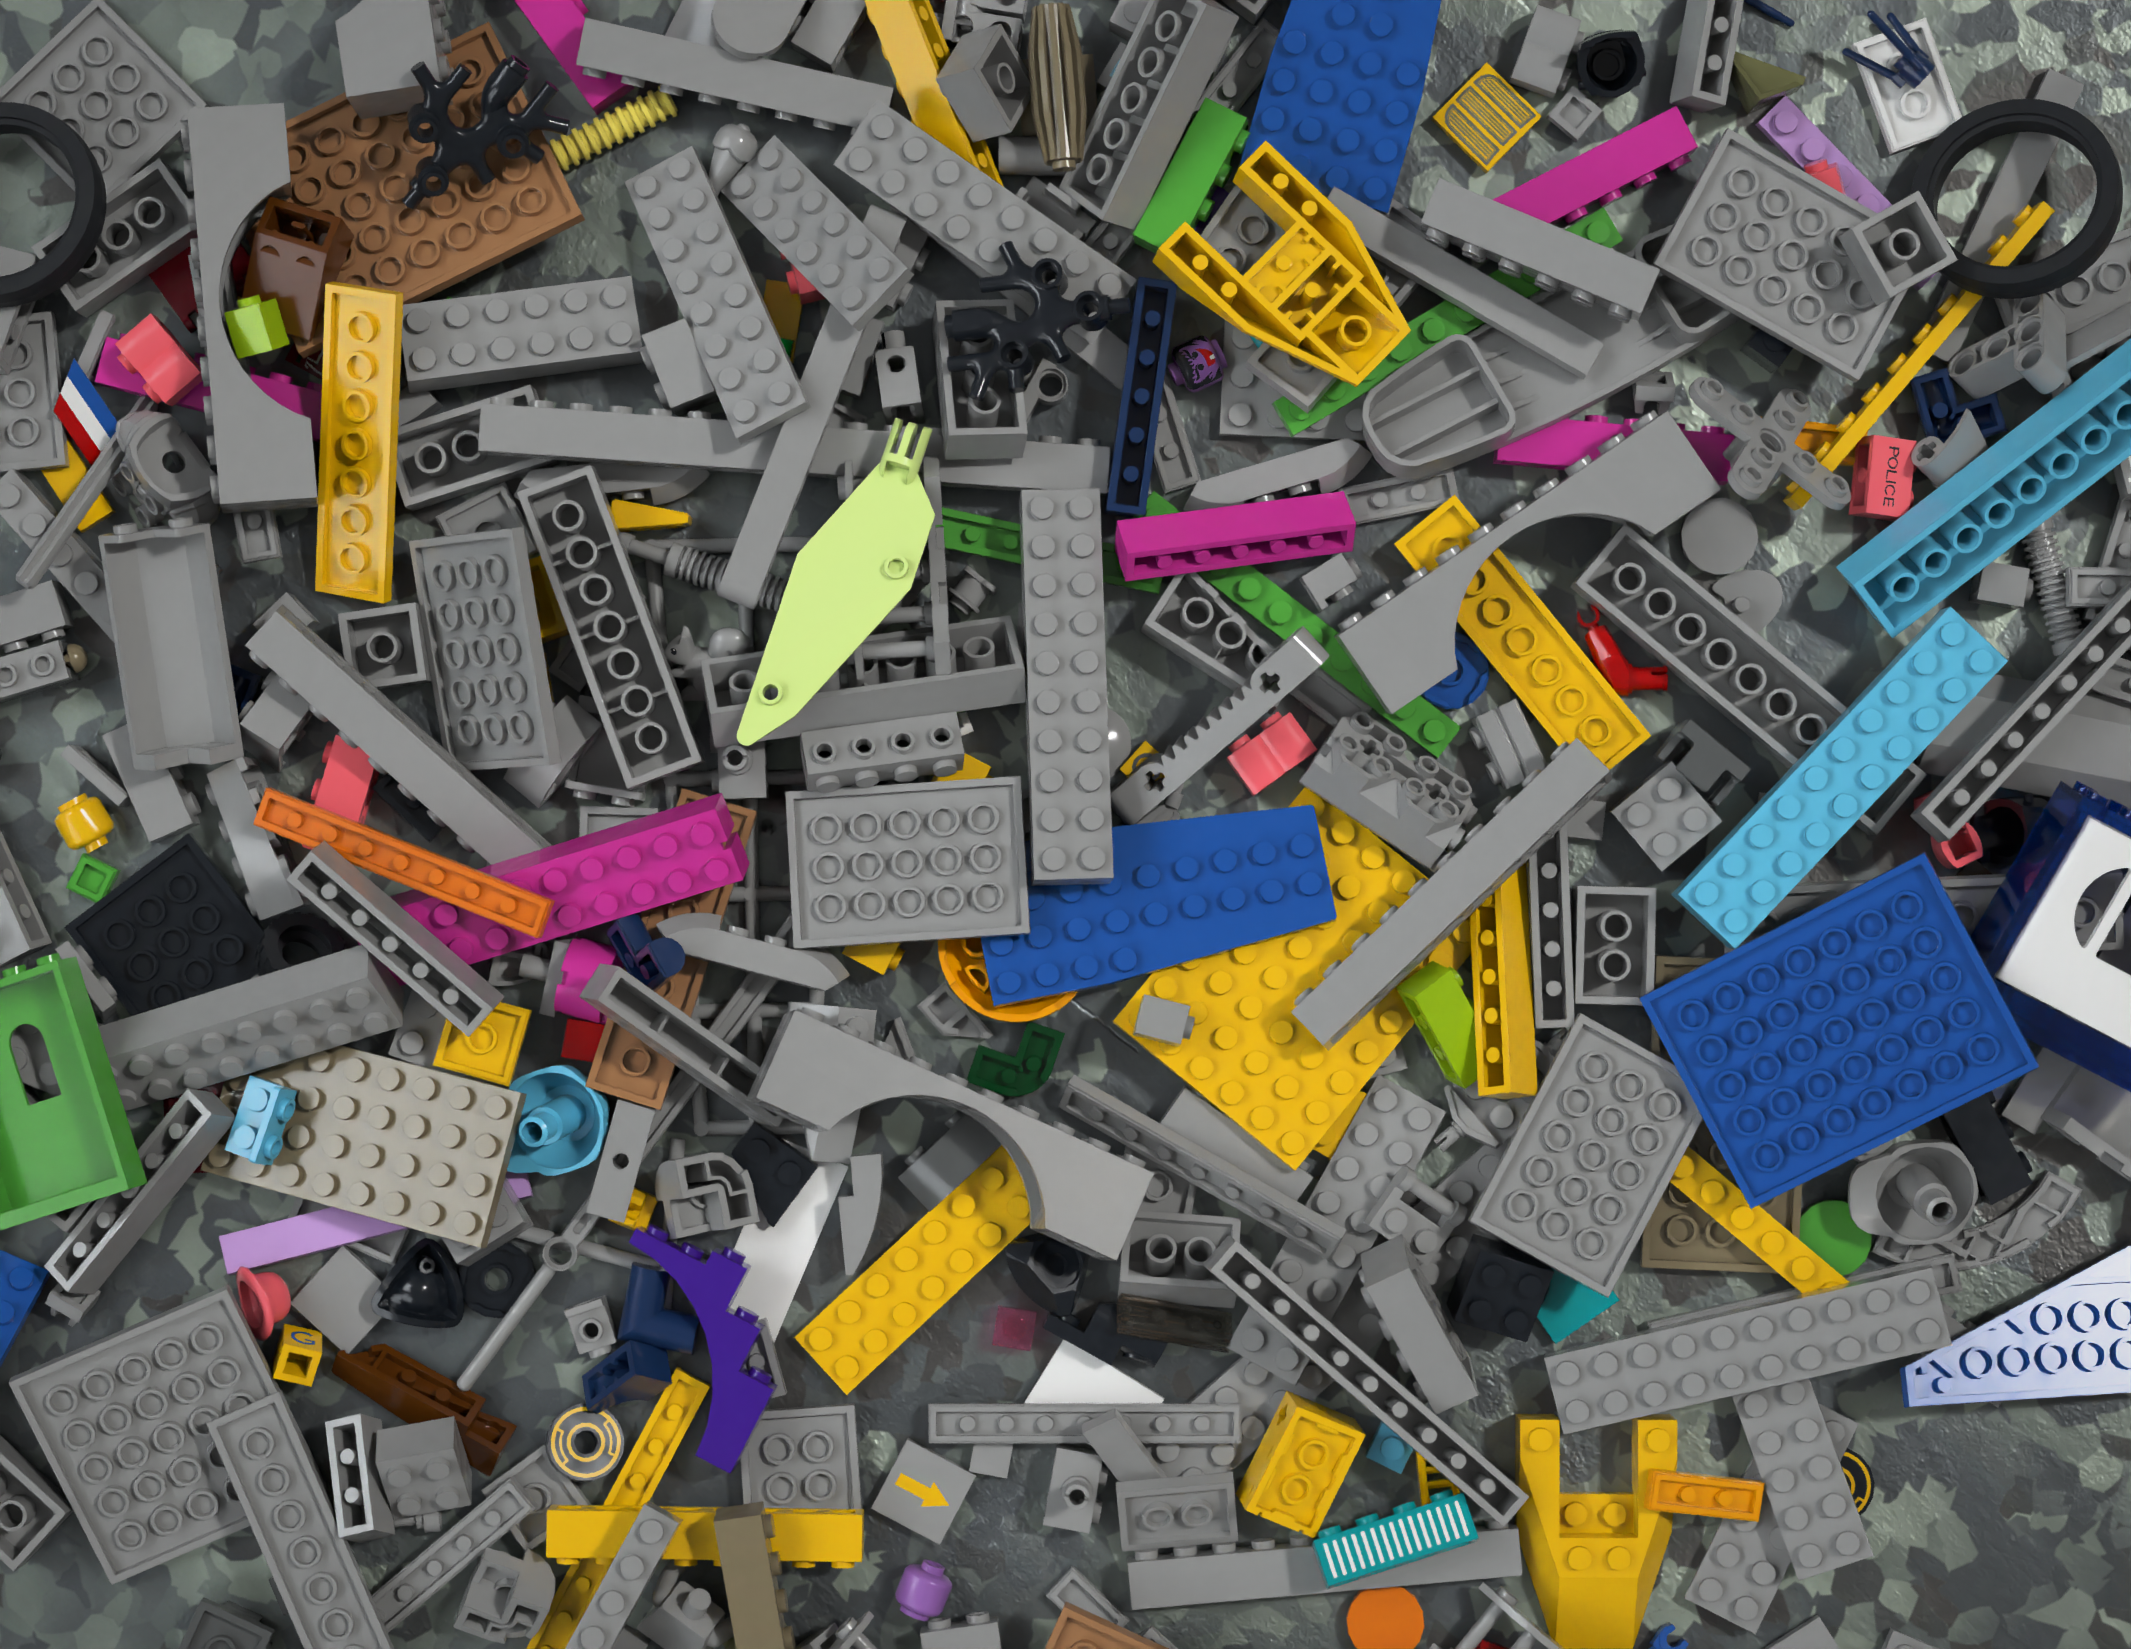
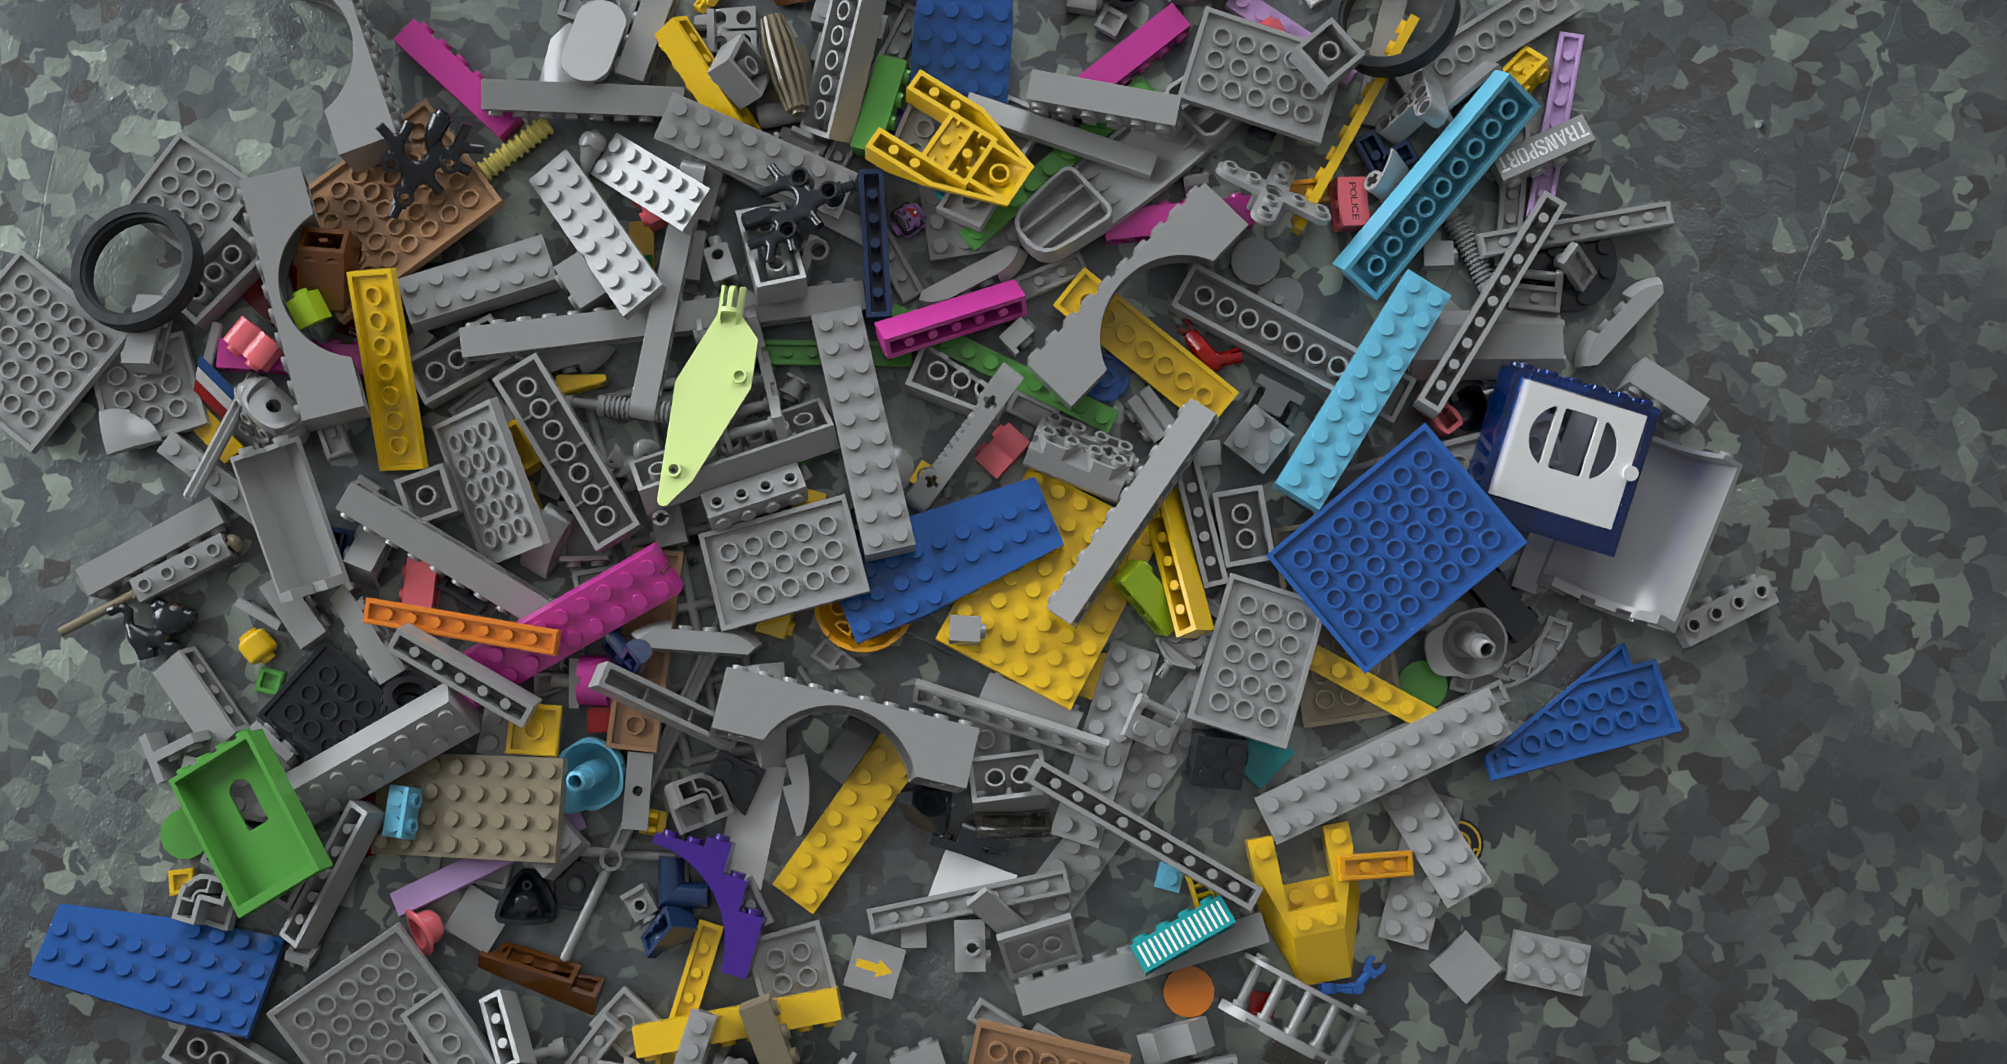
camera: 10 degrees left, 5 degrees down
(297, 1355) = (453, 960): yellow brick -> none
(424, 1467) = (547, 1016): light grey brick -> none
(565, 1456) = (649, 995): tile -> none
(923, 1590) = (886, 1031): medium lavender head -> none
(1014, 1328) = (912, 849): clear pink plate -> none
(1021, 1073) = (884, 685): dark green plate -> none
(1300, 1464) = (1112, 899): yellow piece -> none
(1417, 1324) = (1168, 792): light grey brick -> none
(1486, 117) = (1056, 35): tile -> none

